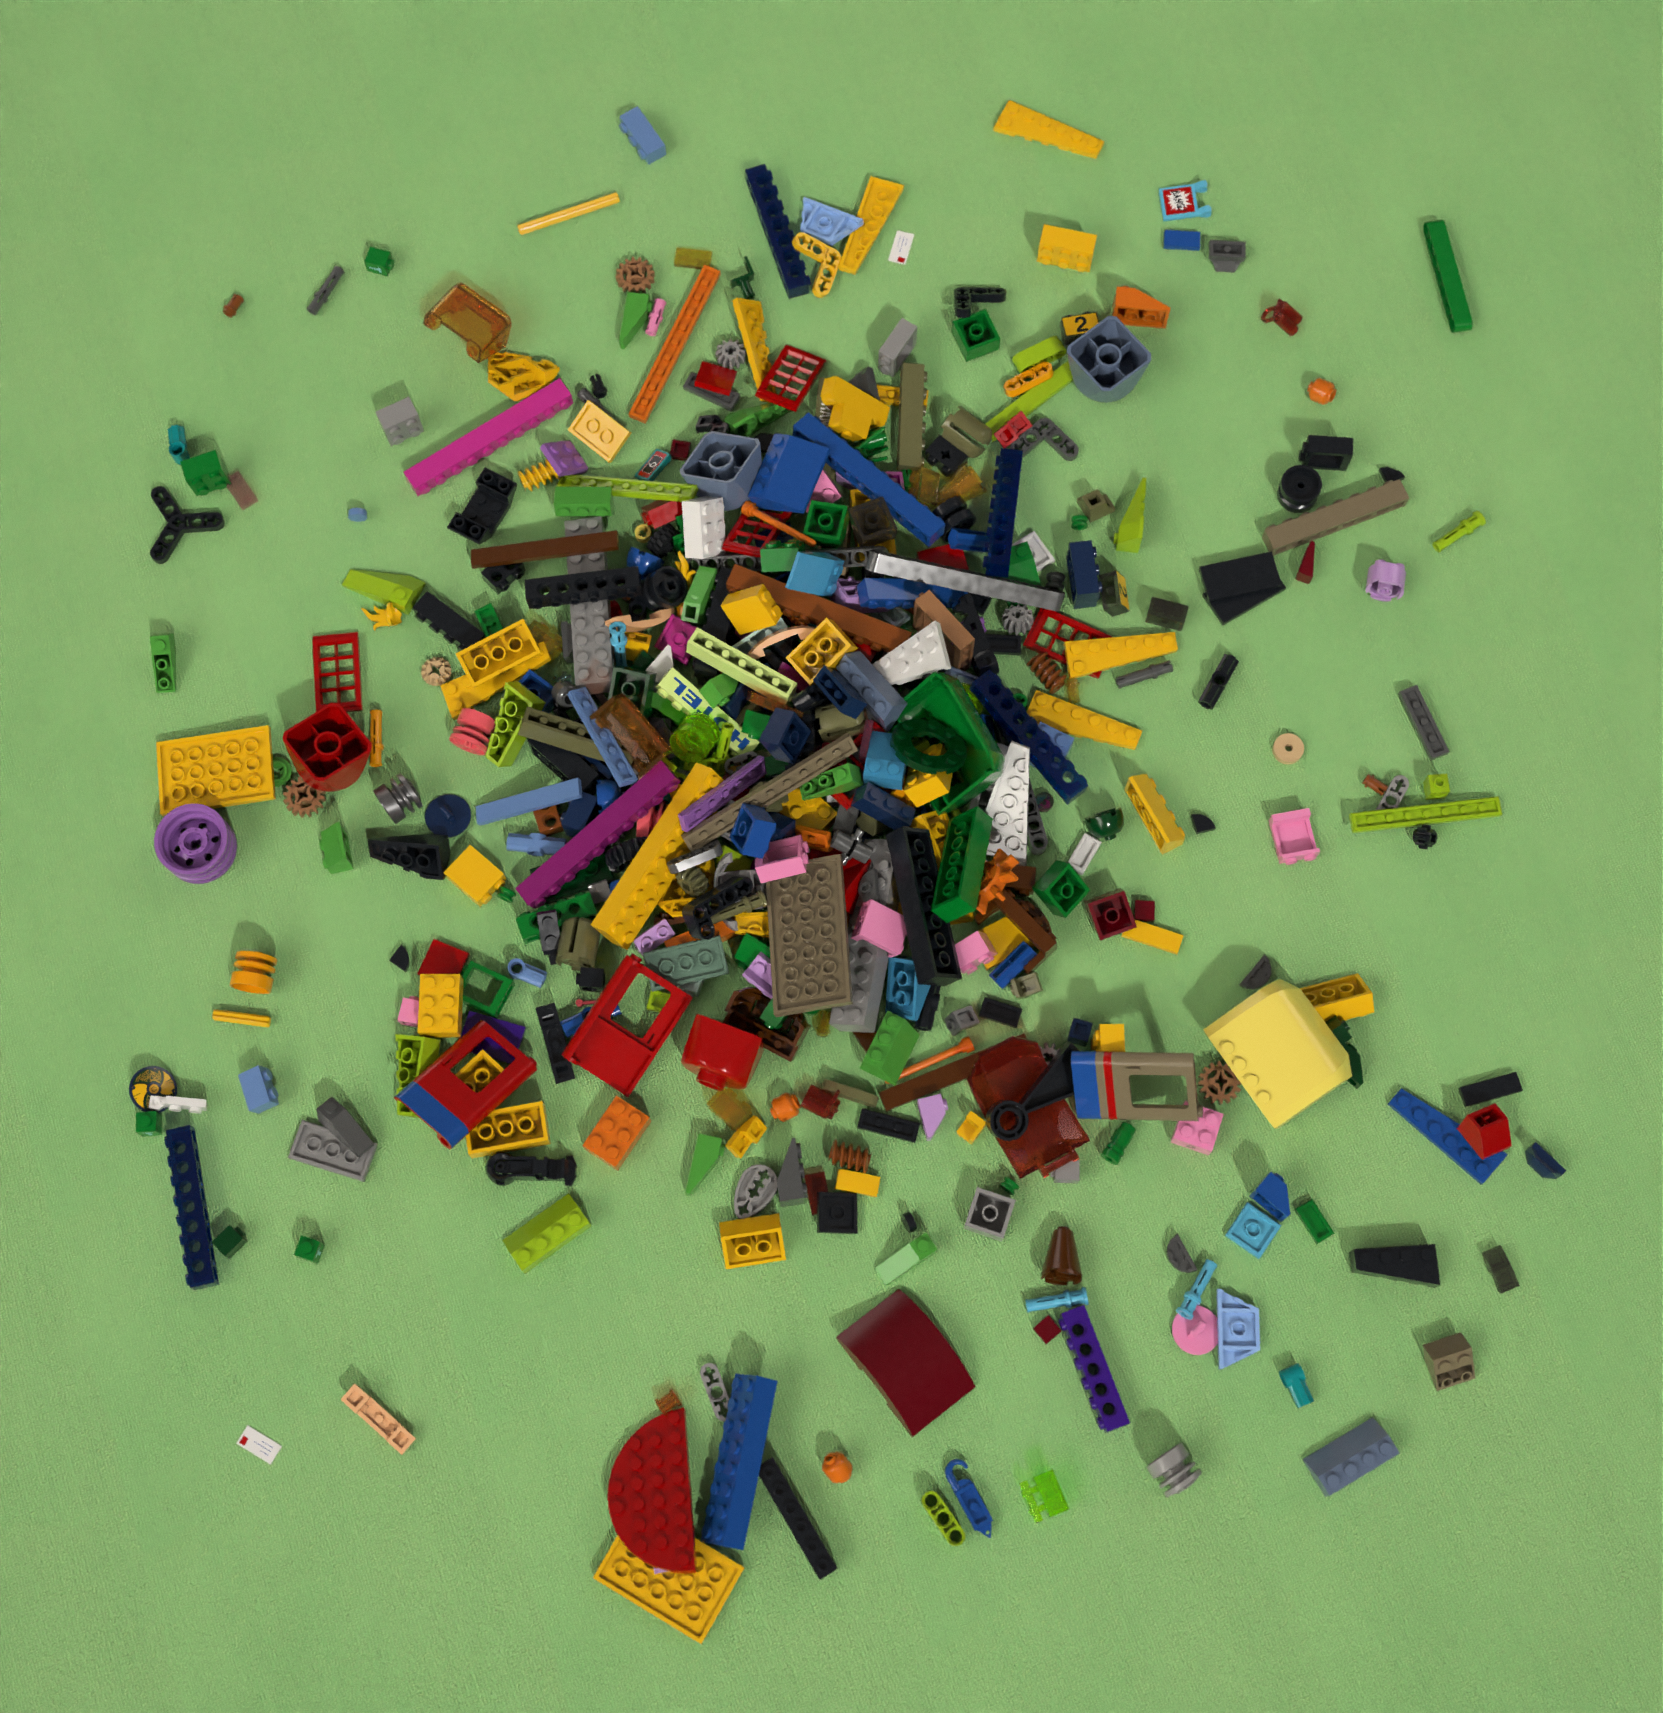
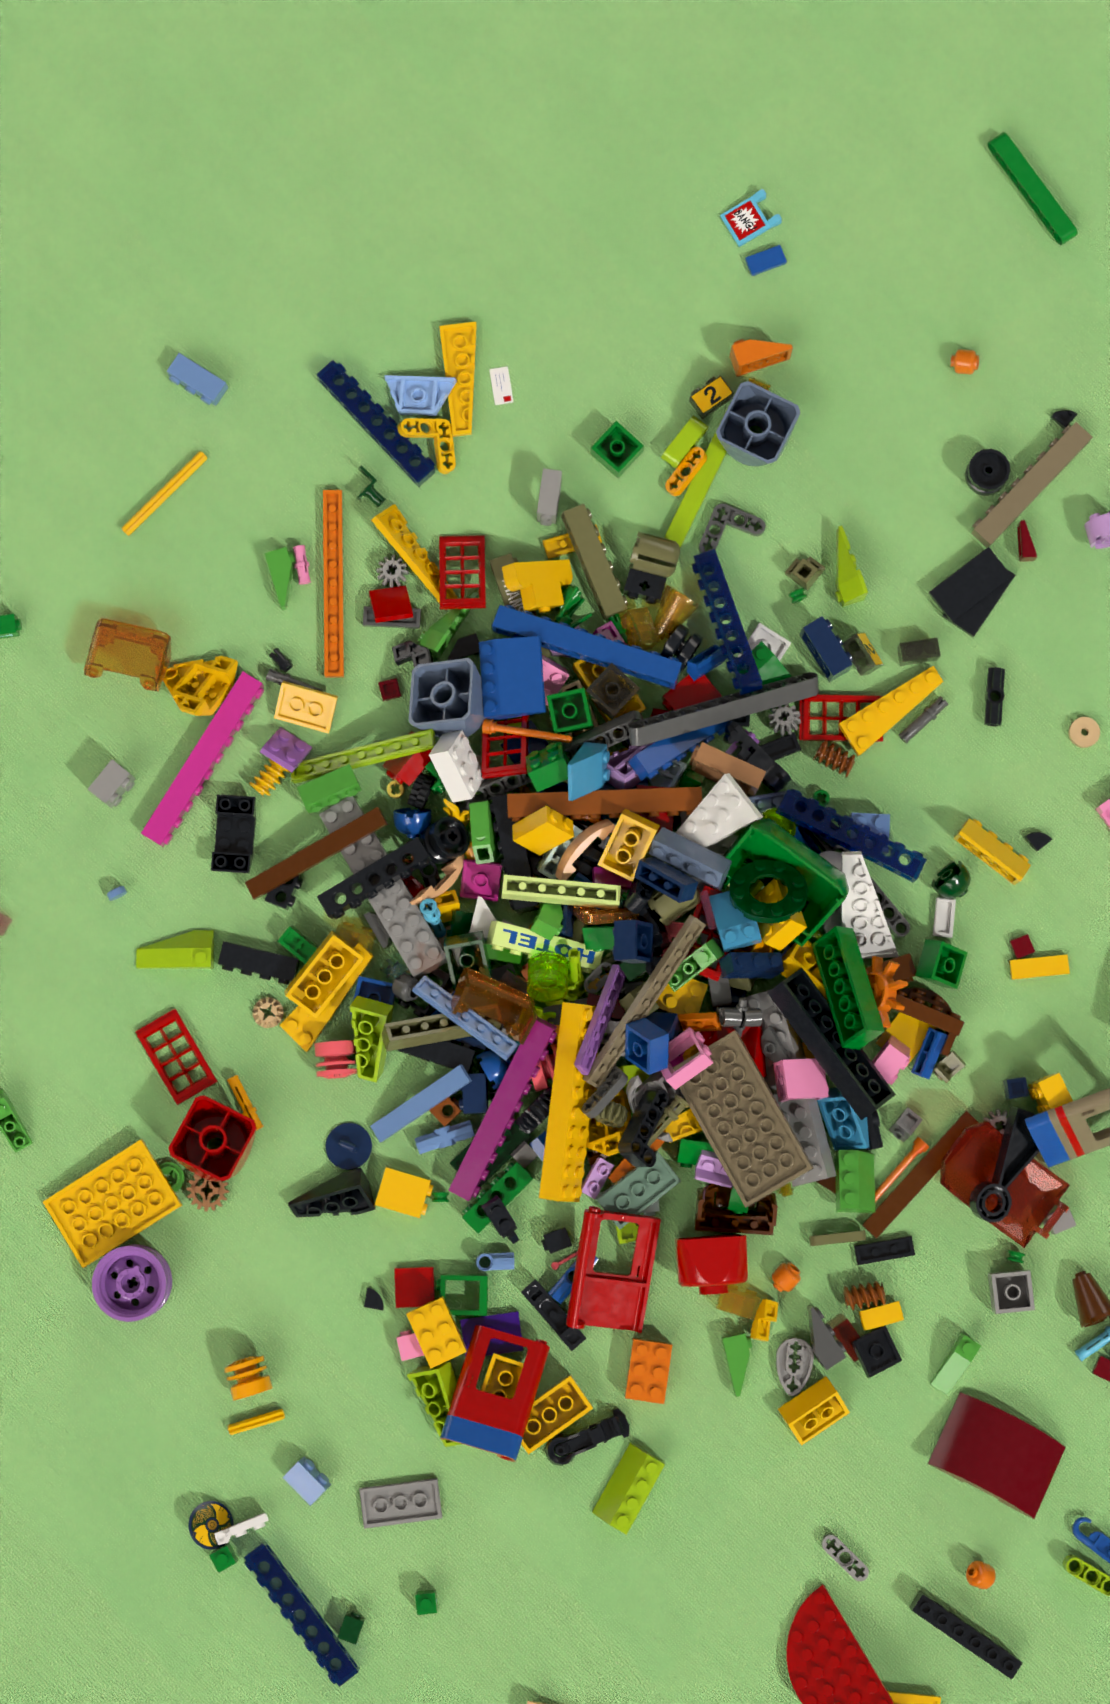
camera: 25 degrees left, 10 degrees up
(336, 849) = (263, 1227): bright green slope -> none
(343, 1126) = (402, 1479): dark grey slope -> none
(384, 617) = (195, 981): yellow piece -> none
(398, 798) = (297, 1154): flat silver wheel -> none
(578, 943) = (530, 1214): olive cylinder -> none
(635, 275) = (254, 528): medium nougat gear -> none
(653, 466) = (372, 718): slope -> none
(668, 1402) = (813, 1583): clear orange bush -> none
(692, 258) = (307, 486): clear yellow tile -> none
(739, 1461) = (895, 1611): blue brick -> none
(821, 1102) = (815, 1258): clear red piece -> none
(866, 382) = (533, 547): dark grey slope -> none
(909, 1222) = (943, 1330): black tile -> none
(932, 1113) = (919, 1223): lavender slope -> none
(965, 295) = (617, 398): black beam -> none
(971, 1127) = (958, 1219): yellow panel -> none
(1000, 1012) = (936, 1100): black tile -> none
(1012, 429) = (693, 529): red slope -> none
(1035, 126) = (572, 201): yellow wing -> none
(1044, 801) = (886, 883): clear smoke tile -> none
(1055, 580) = (802, 665): pearl dark grey wheel -> none
(1066, 248) = (663, 321): yellow brick -> none
(1073, 690) = (865, 765): clear yellow pin -> none
(1081, 722) = (878, 793): yellow wing -> none
(1110, 914) = (994, 965): dark red slope -> none
(1119, 1141) = (1094, 1168): green axle -> none
(1226, 254) = (815, 258): dark grey slope -> none
(1284, 316) = (899, 301): clear red piece -> none
(1326, 452) = (997, 425): black window -> none

